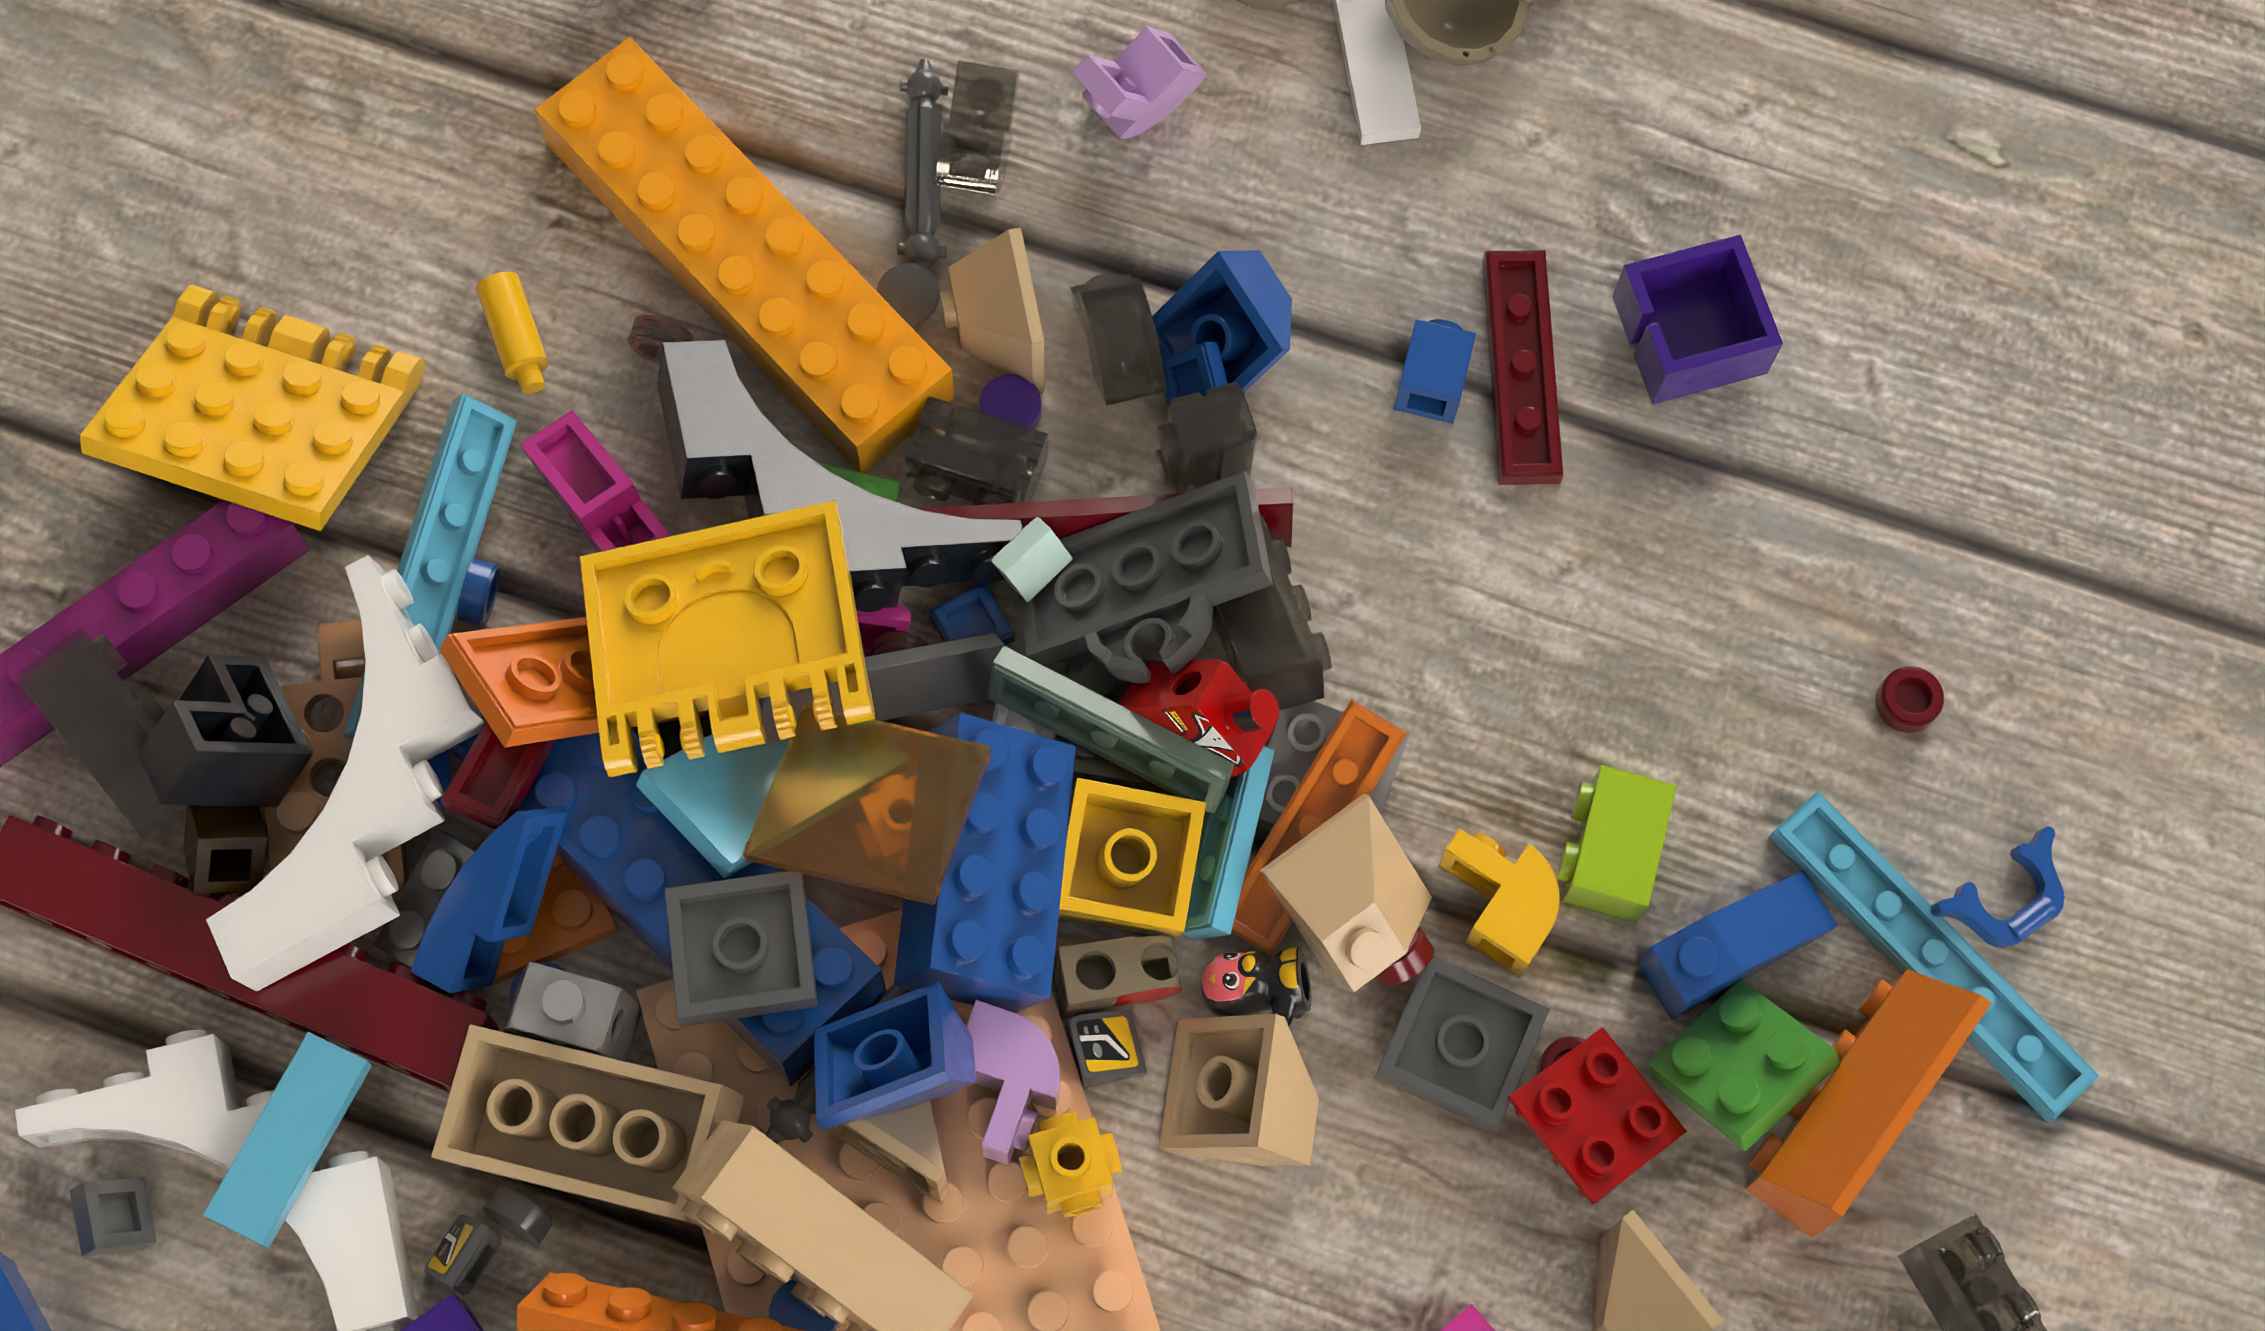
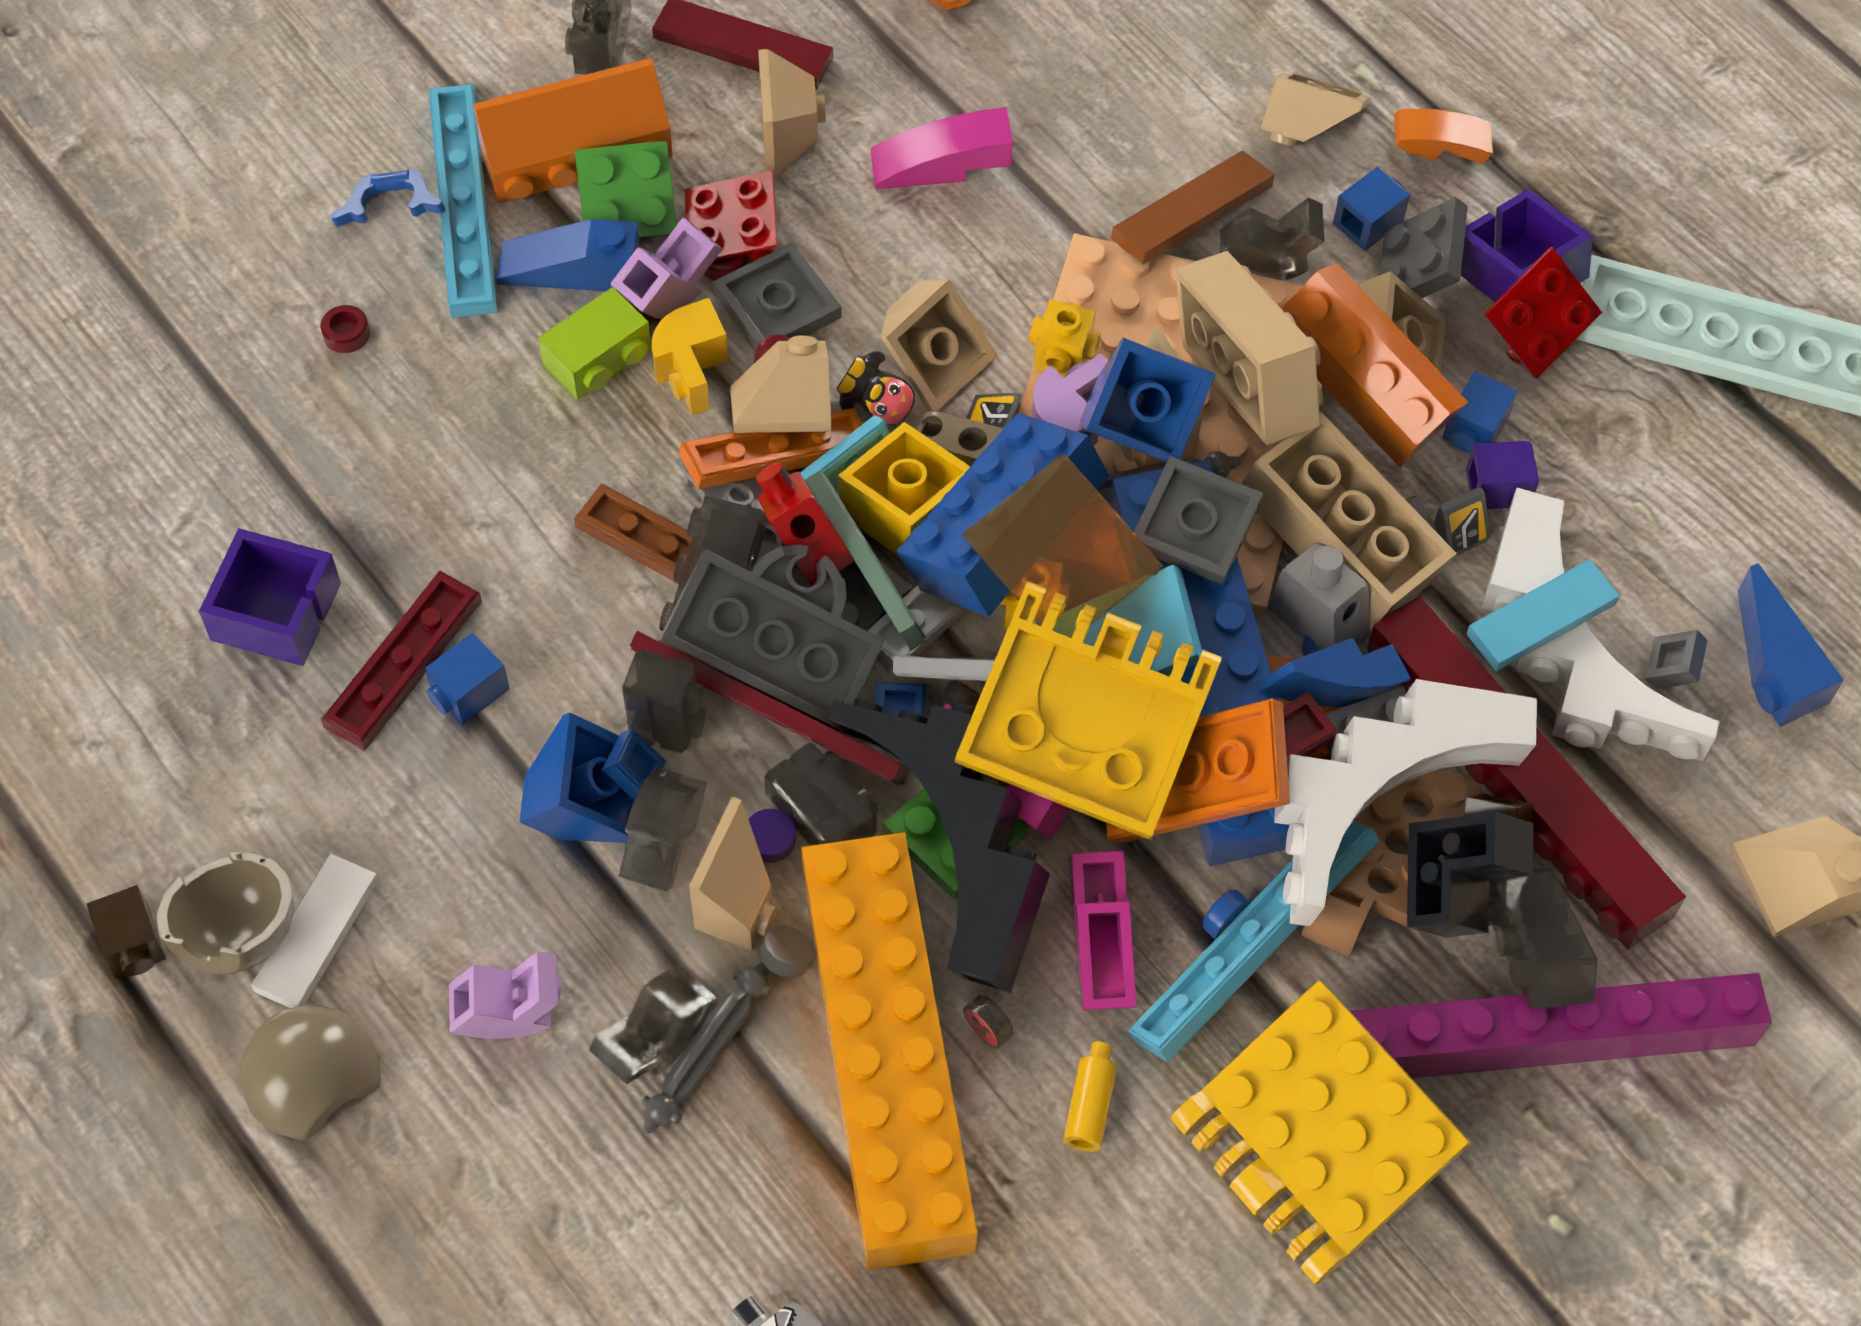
camera: 145 degrees left, 10 degrees down
(1032, 559) = (842, 689): light aqua tile -> none
(1398, 656) = (633, 530): none -> dark orange tile
(1608, 975) = (668, 278): none -> lavender brick

